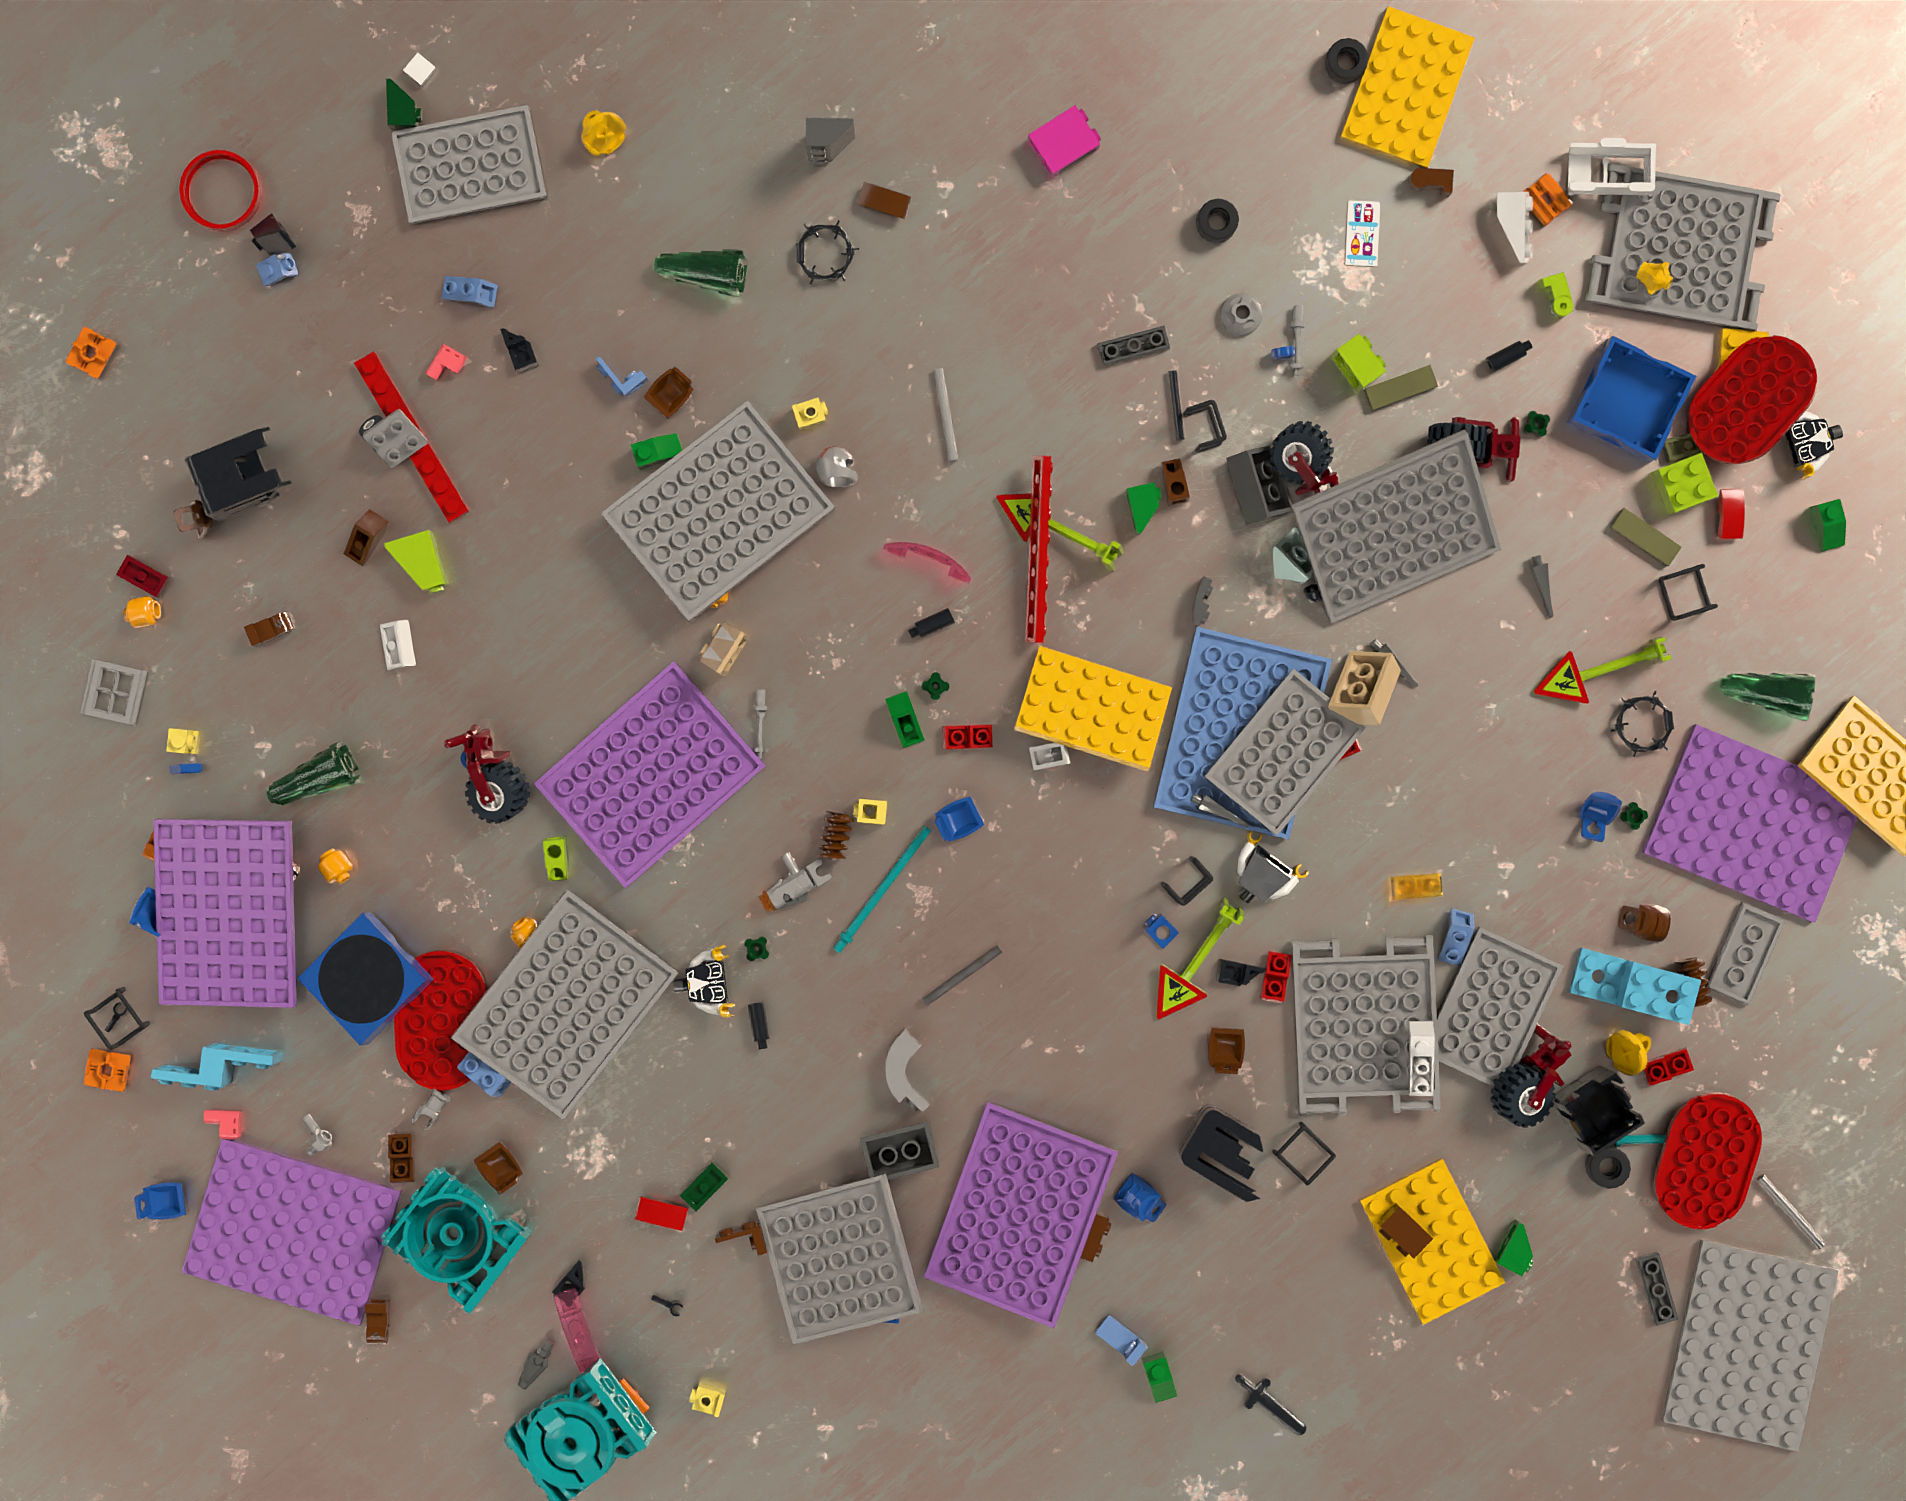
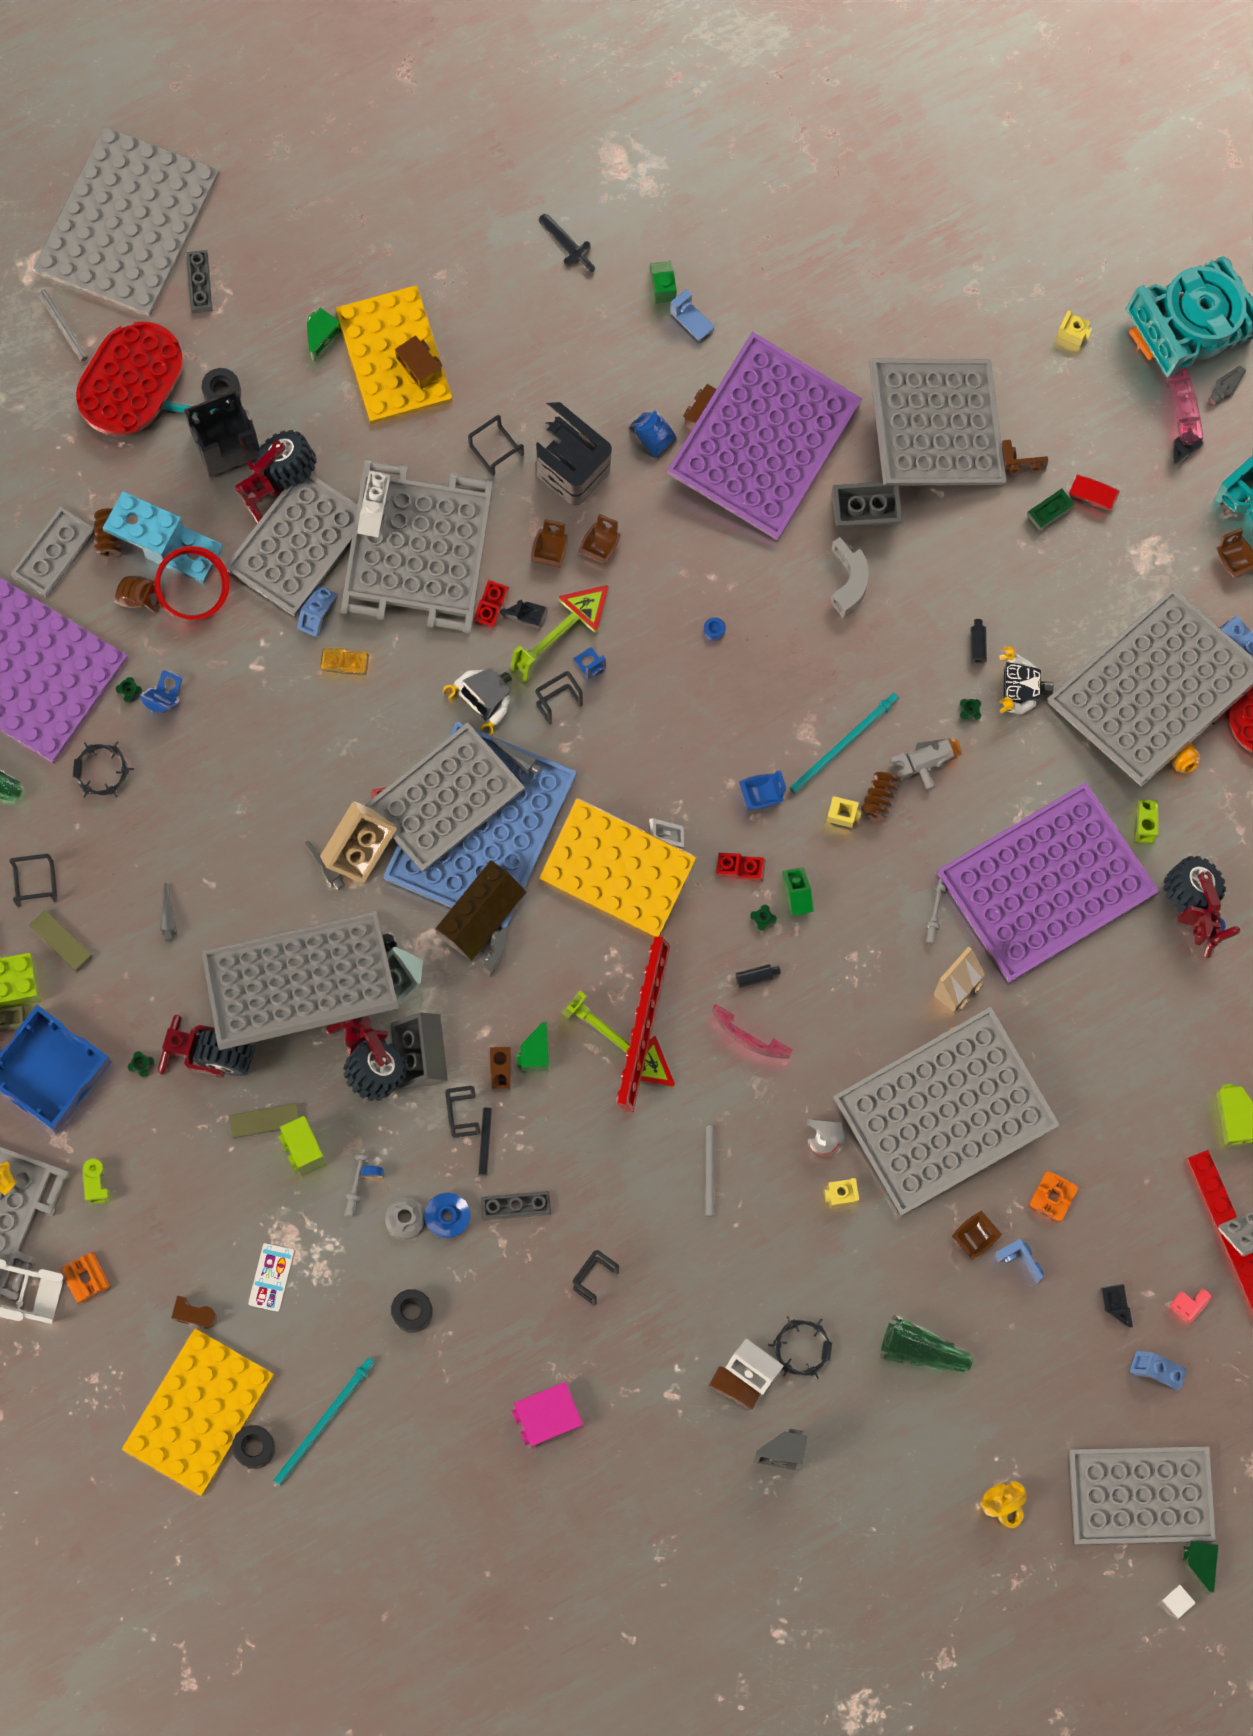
camera: 170 degrees left, 15 degrees down
(586, 444) = (1066, 1194): none -> orange piece
(656, 450) = (996, 1182): green slope -> none
(668, 1304) = (1093, 415): black hand -> none
(869, 222) = (754, 1366): none -> white brick
(962, 975) = (782, 654): flat silver bar -> none
(1037, 991) = (714, 628): none -> blue tile
(1046, 300) = (586, 1269): none -> black piece
(1174, 1064) = (600, 540): none -> reddish brown piece
(1208, 313) = (443, 1204): none -> blue dish
(1225, 637) = (480, 910): none -> dark brown slope
(1255, 152) = (325, 1419): none -> teal bar
(1508, 355) = (154, 1133): black cylinder -> none
(1514, 217) = (122, 1262): white slope -> none
(1567, 681) = (164, 820): piece -> none
(1586, 905) = (215, 560): none -> red piece
(1628, 1051) = (180, 482): yellow tile -> none
(1668, 1066) = (147, 467): red slope -> none

